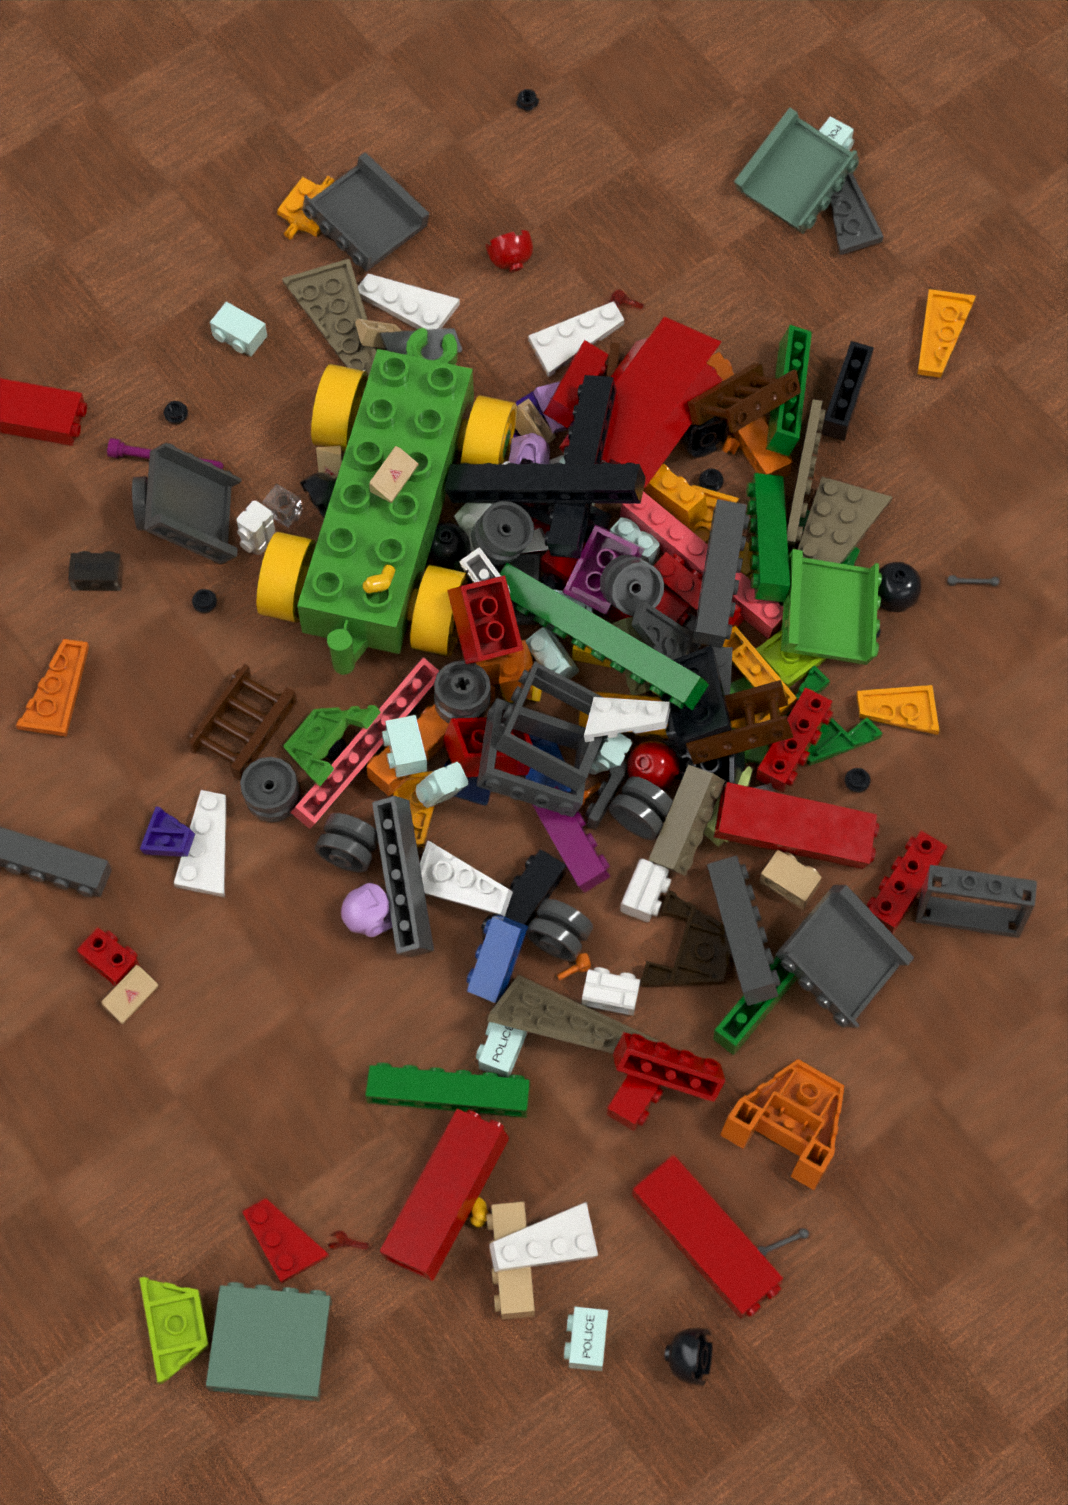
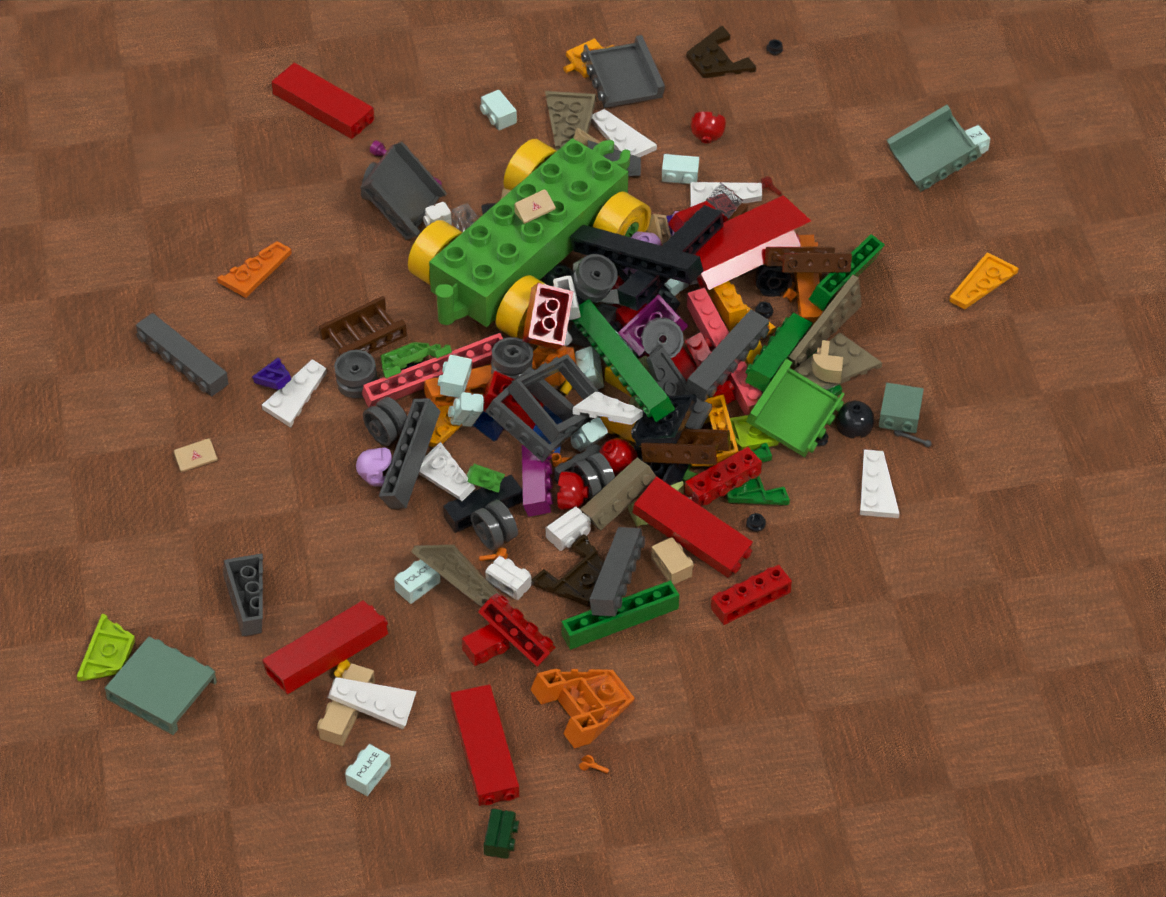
camera: 25 degrees right, 15 degrees down
(95, 571) = (321, 212): clear smoke brick -> none
(107, 956) = (193, 426): red brick -> none
(175, 412) = (429, 142): black plate -> none
(204, 601) = (381, 254): black plate -> none
(282, 1241) = (205, 634): red wing -> none
(305, 1163) = (245, 588): none -> dark grey wedge
(345, 1241) = (245, 649): clear red hand -> none
(379, 582) = (488, 263): yellow arm -> none
(447, 1090) = (359, 586): green brick -> none
(457, 147) = (712, 61): none -> dark brown wing
(496, 958) = (443, 521): brick -> none
(507, 323) = (680, 169): none -> light aqua brick
(519, 875) = (485, 477): none -> bright green hips
(591, 349) = (724, 200): none -> clear piece
(626, 839) = (571, 490): none -> red cylinder
(630, 531) = (694, 325): light aqua brick -> none
(690, 1355) = (430, 806): black cylinder -> none
(791, 1349) = (500, 833): none -> dark green brick
(803, 1233) = (552, 772): dark grey hinge -> none
(835, 535) = (827, 367): none -> tan brick
(842, 955) = (677, 614): dark grey panel -> none
(843, 1201) = (589, 762): none -> orange hand
(847, 391) = (890, 290): black brick -> none
(853, 218) = (960, 192): dark grey wing -> none
(900, 707) = (813, 491): light orange wing -> none
(944, 547) = (901, 407): none -> sand green panel
(969, 669) = (877, 490): none -> white wing
(973, 915) = (779, 629): dark grey window -> none

